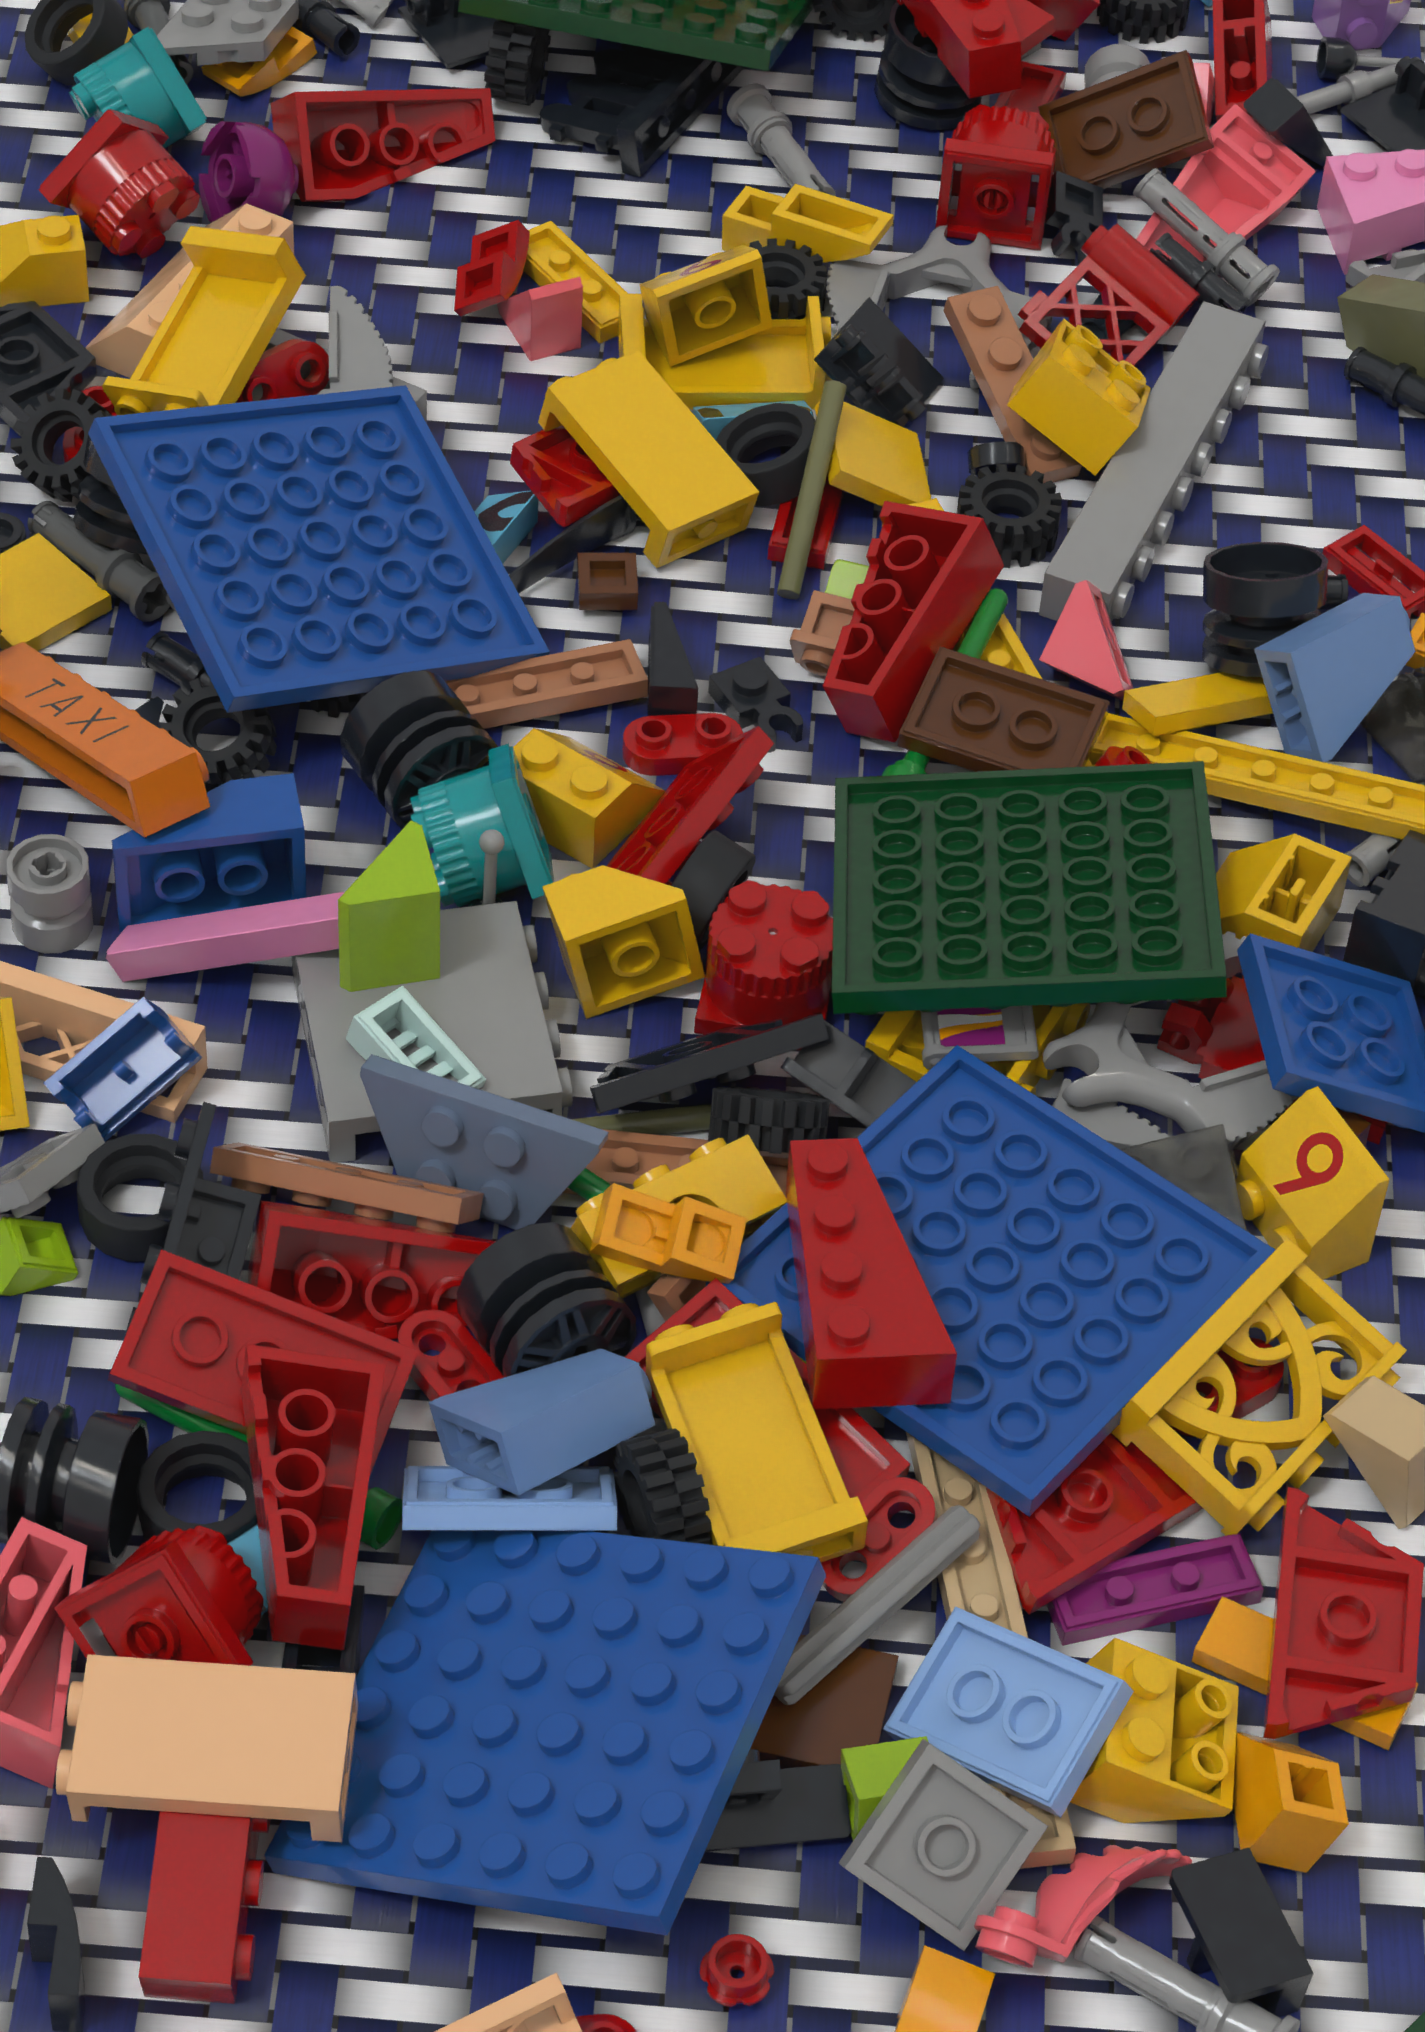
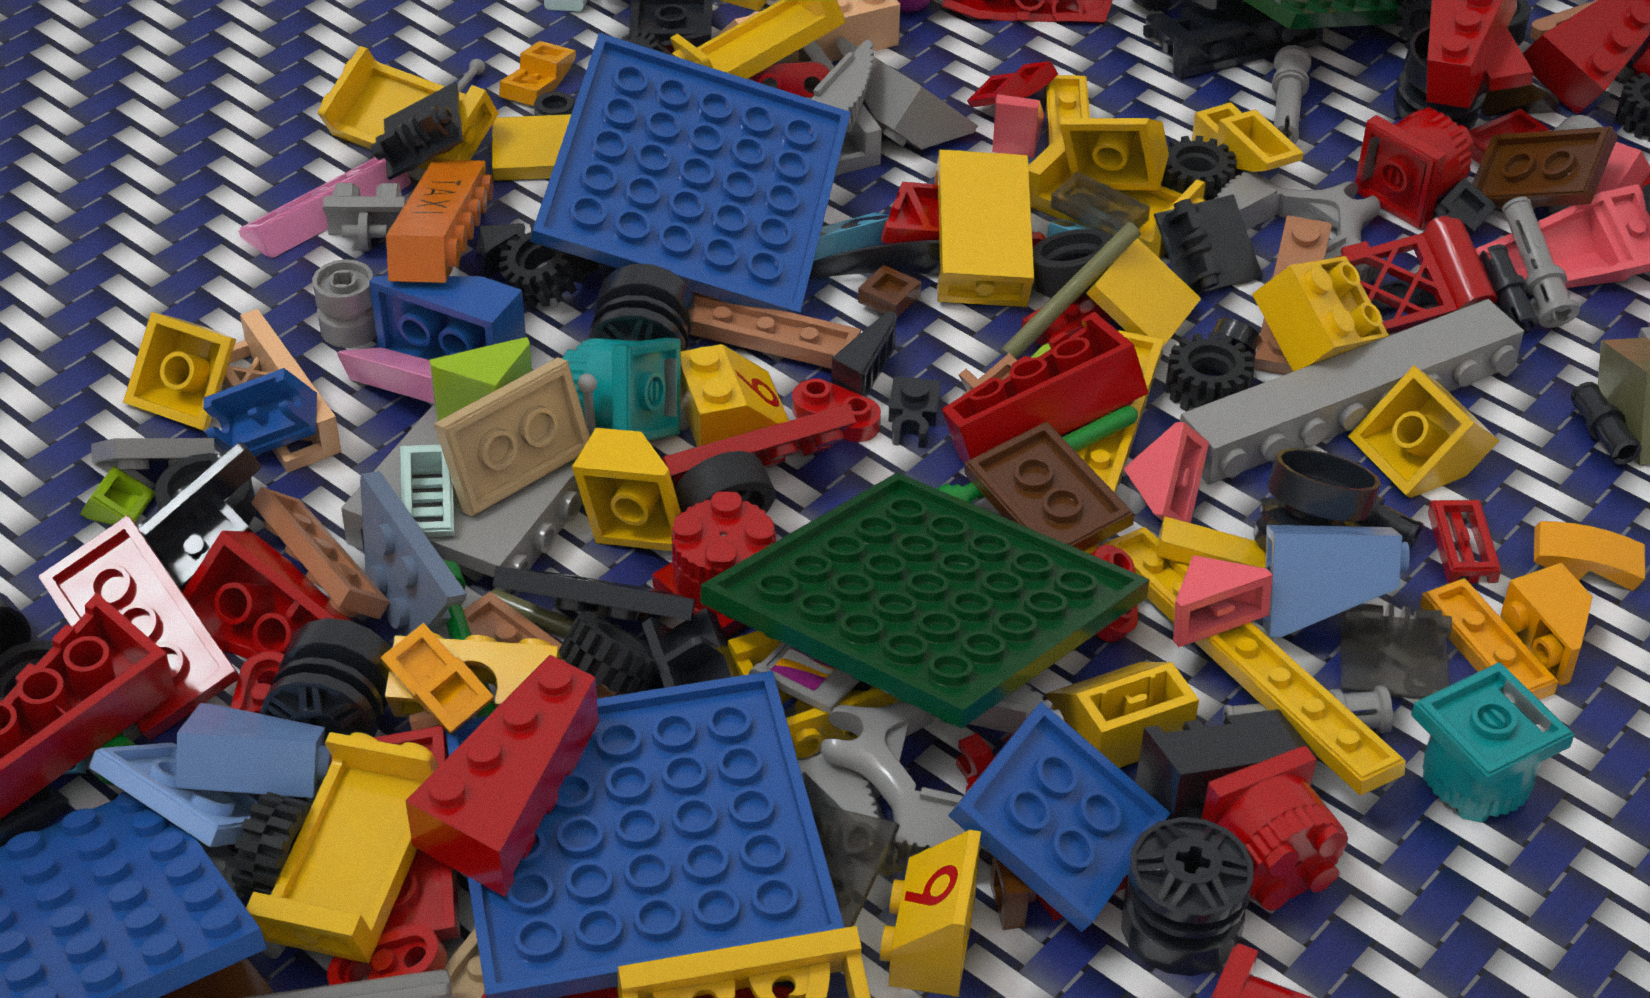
camera: 40 degrees right, 5 degrees down
(422, 348) = (908, 107): none -> light grey wedge
(472, 940) = (513, 436): none -> tan tile
(736, 375) = (1098, 204): none -> clear smoke plate
(1260, 481) = (1422, 435): none -> yellow slope
(1266, 746) = (1219, 598): none -> coral slope

